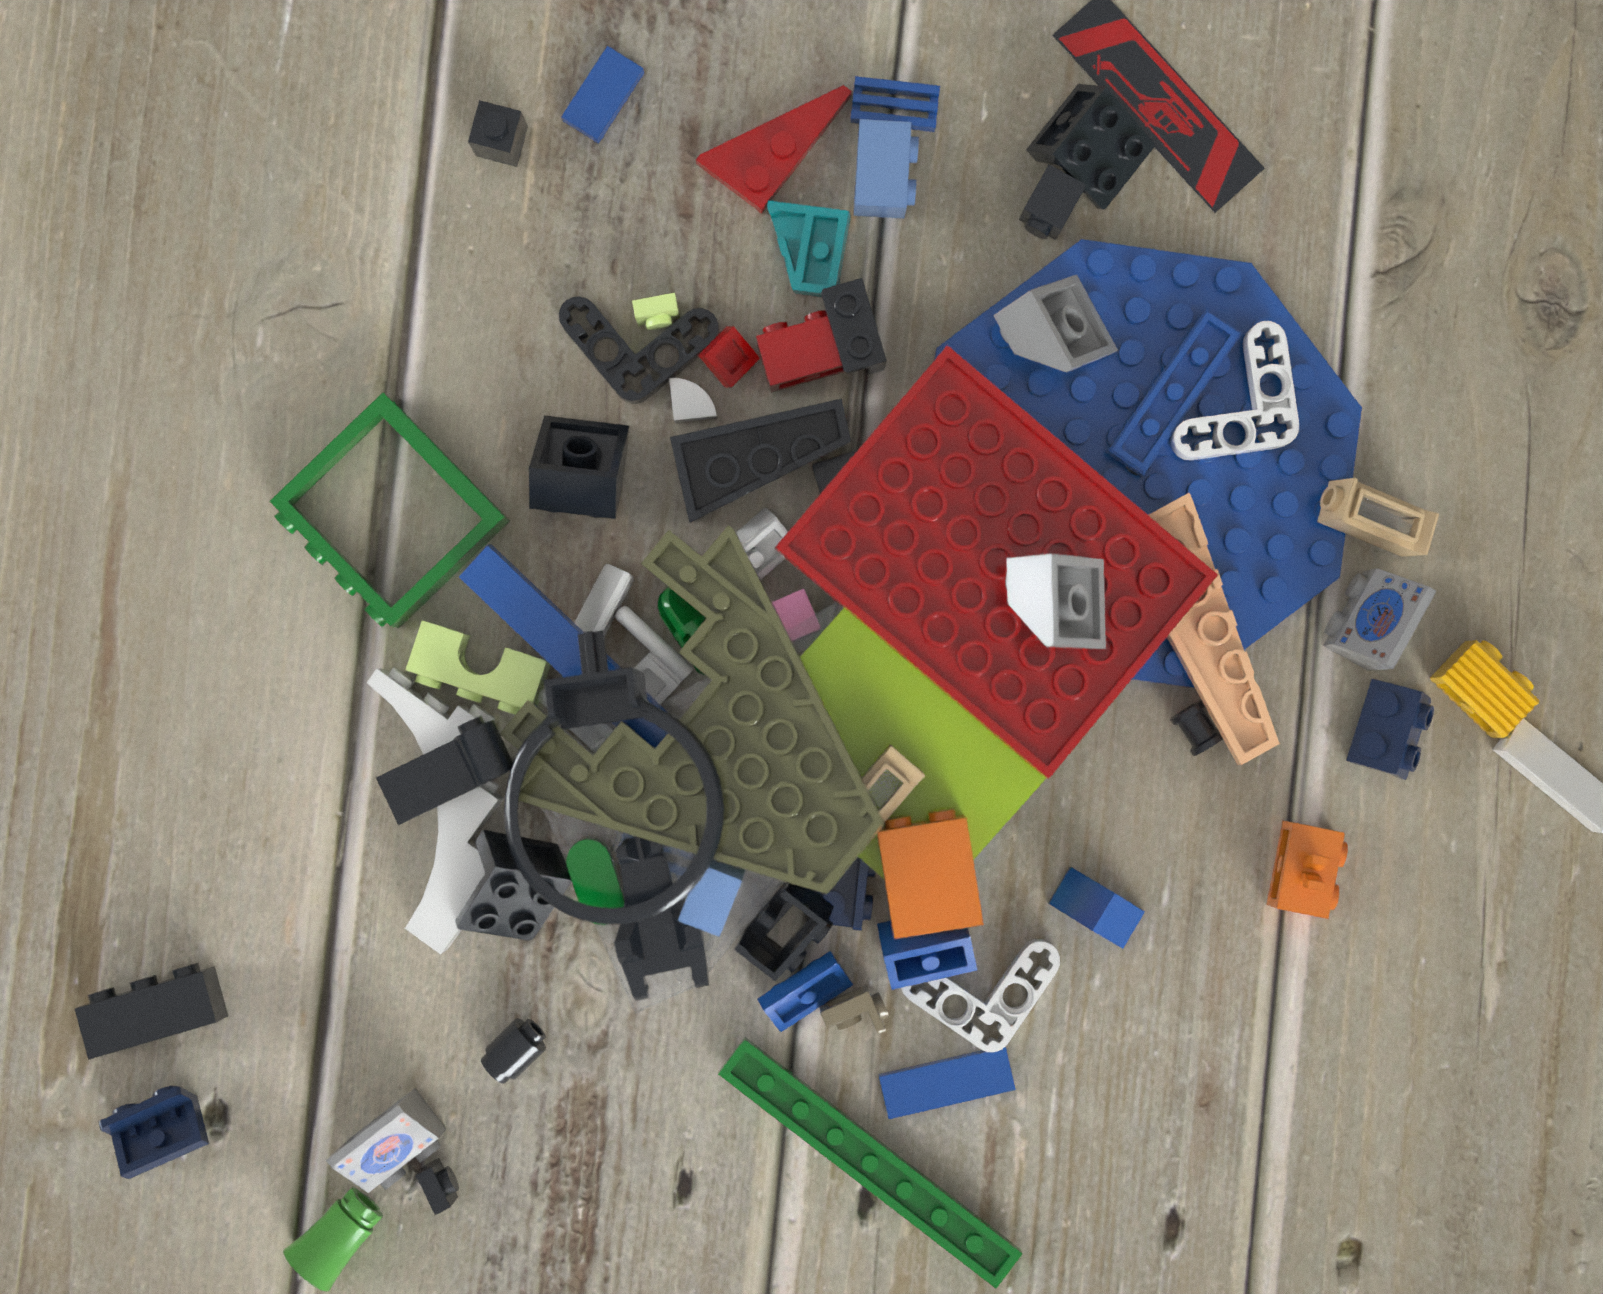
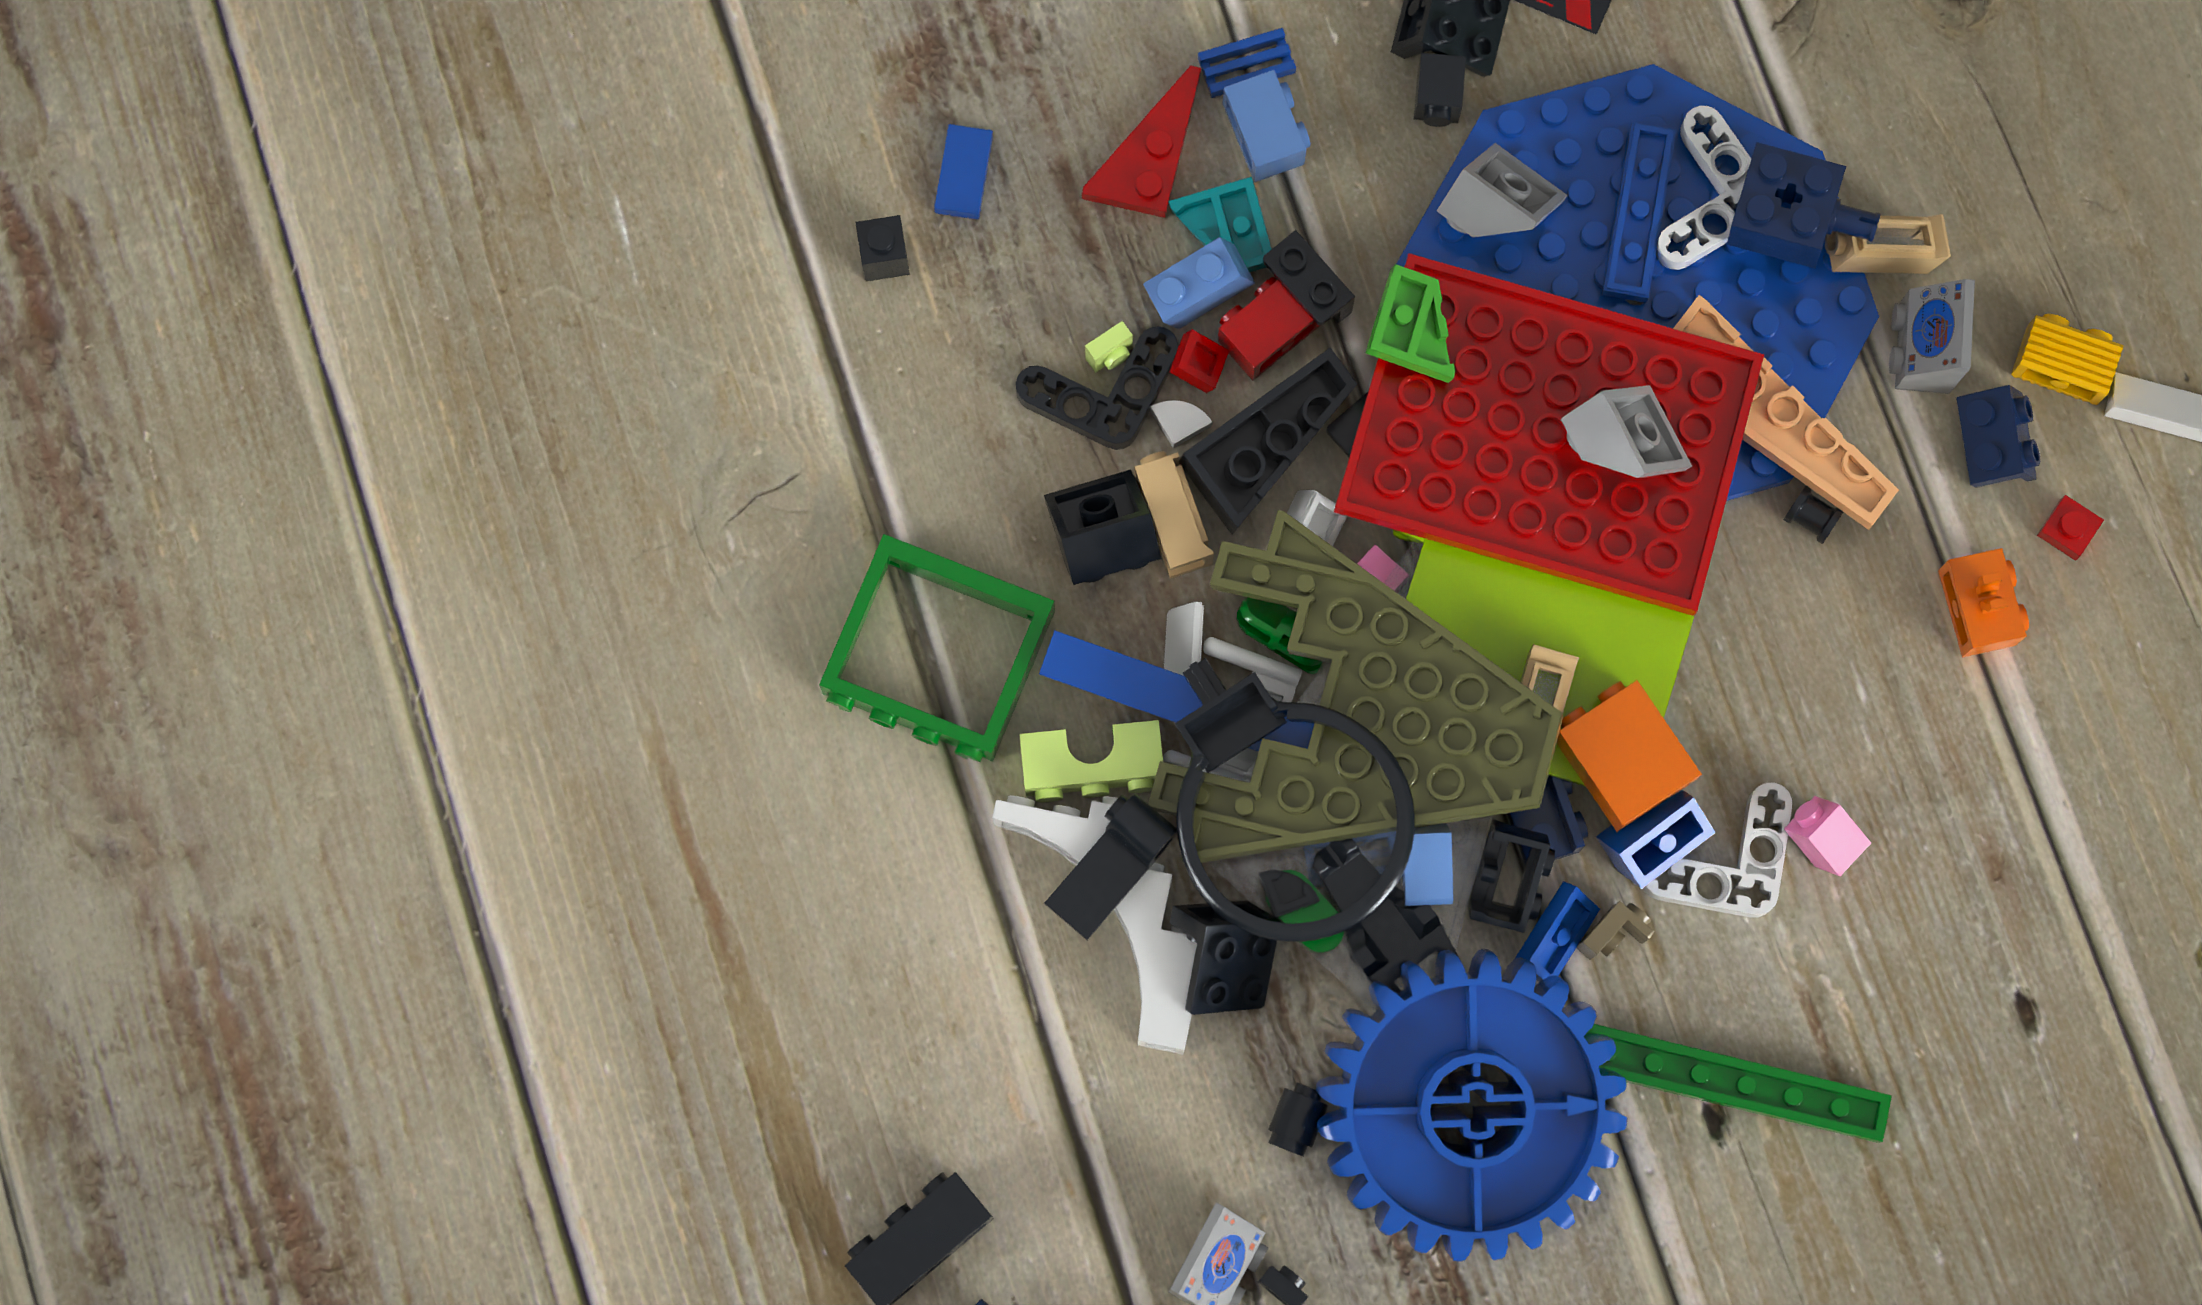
camera: 15 degrees left, 10 degrees down
(585, 861) = (1286, 892): none -> black tile
(644, 481) = (1173, 514): none -> tan window
(658, 1110) = (1545, 1134): none -> blue gear
(757, 287) = (1199, 283): none -> medium blue brick
(916, 414) = (1411, 325): none -> bright green wing
(946, 1082) = (1736, 964): blue tile -> none
(1073, 1012) = (1827, 835): none -> bright pink brick
(1096, 907) = (1800, 729): blue slope -> none
(1326, 464) = (1815, 210): none -> dark blue brick
(1414, 835) = (2070, 527): none -> red plate

